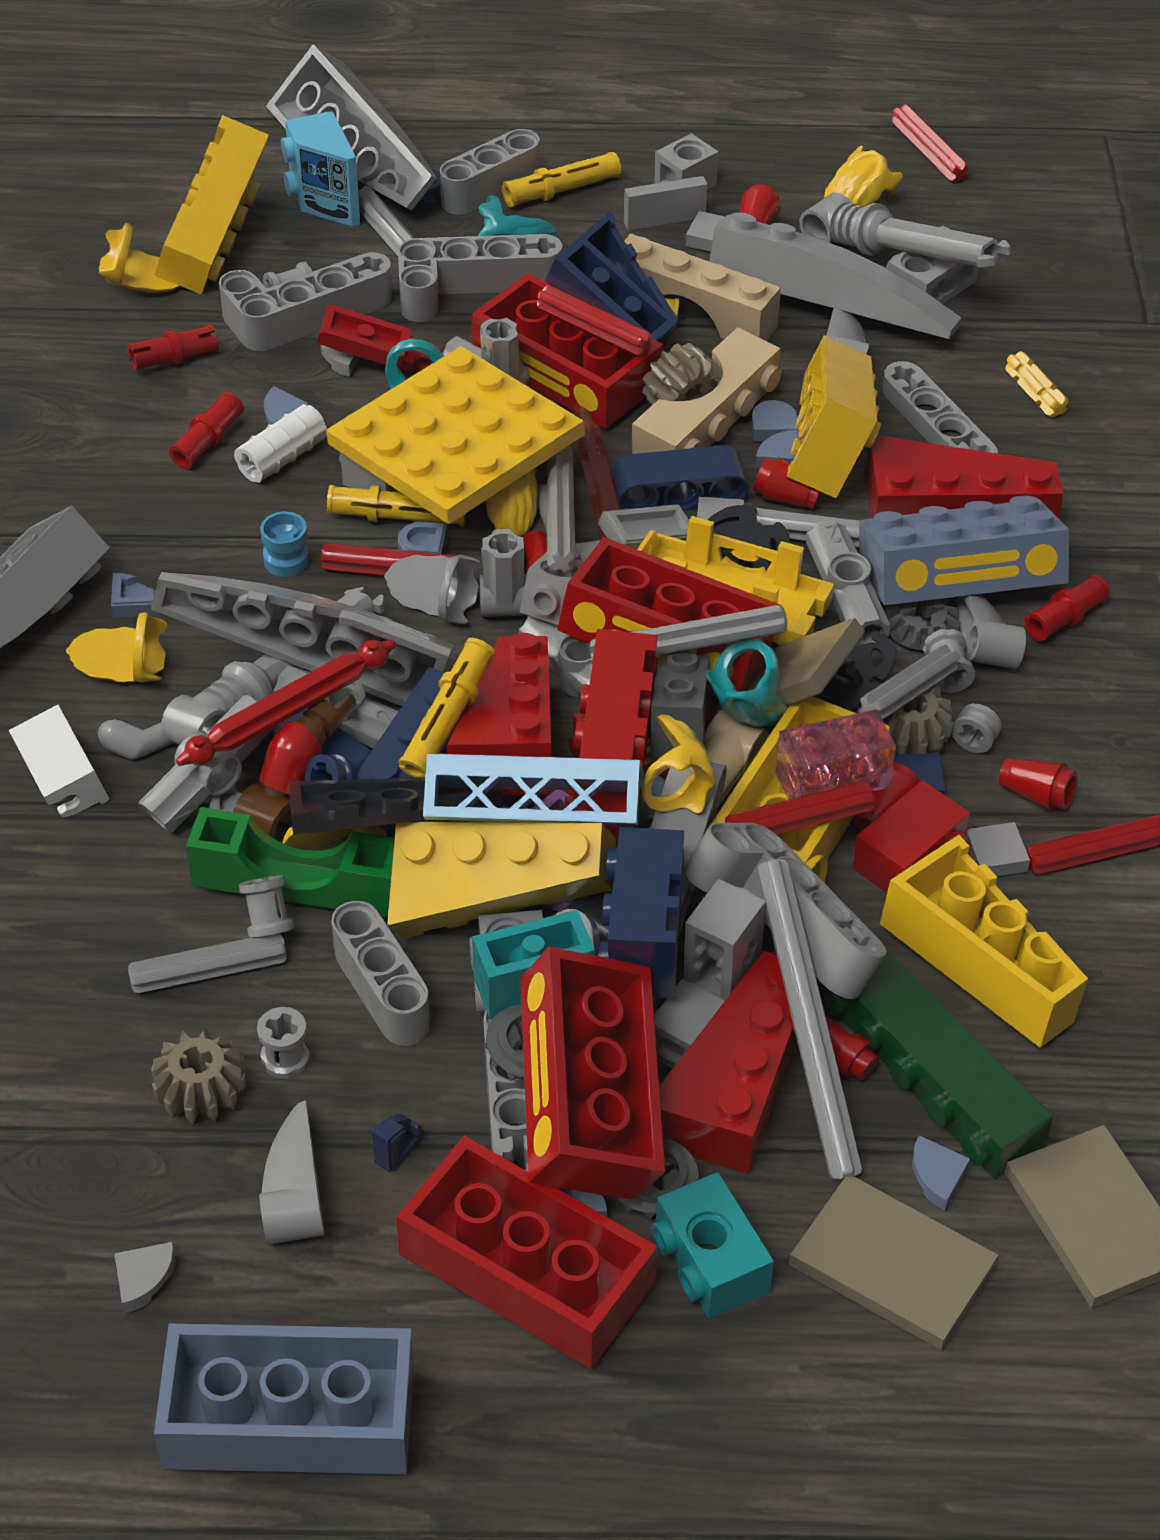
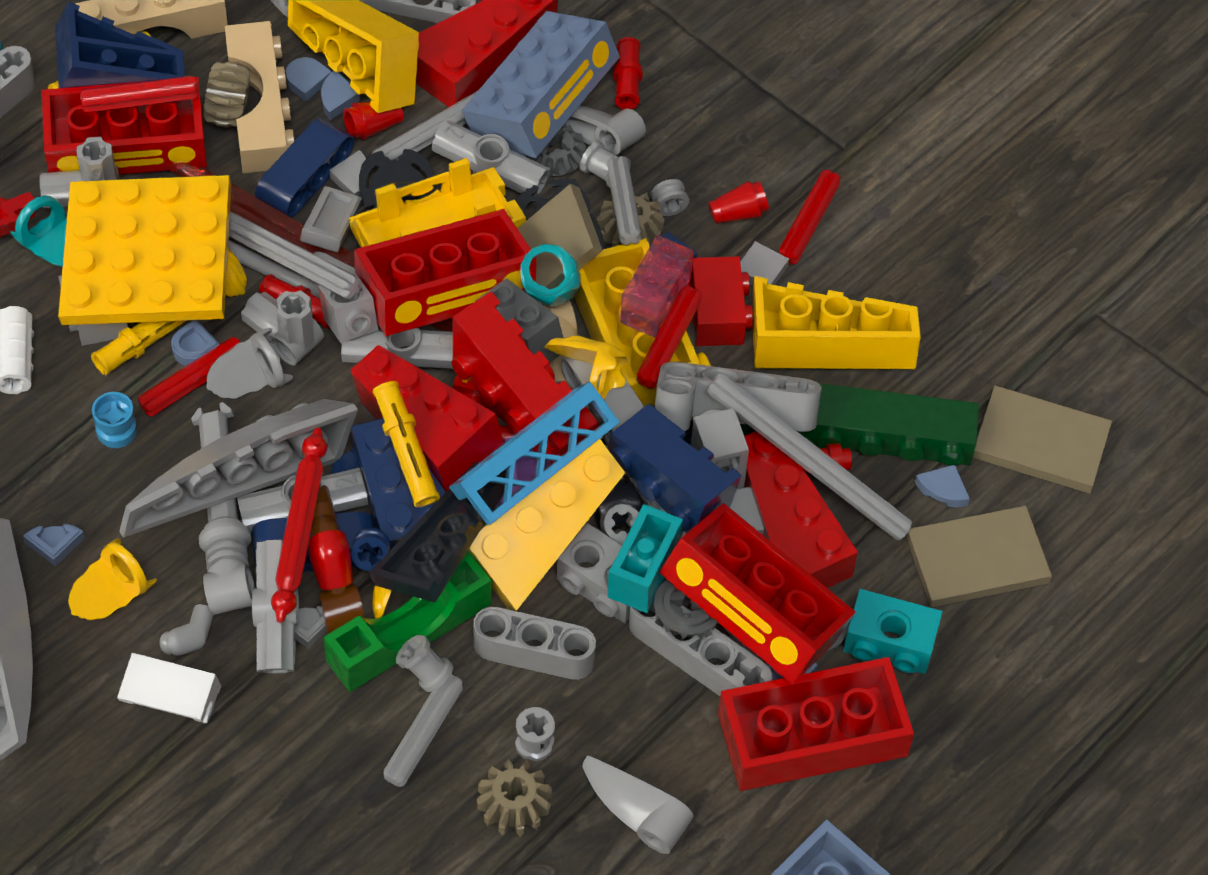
camera: 50 degrees left, 10 degrees up
(395, 1140) = (664, 732): dark blue tile -> none
(717, 630) = (497, 270): light grey axle -> none

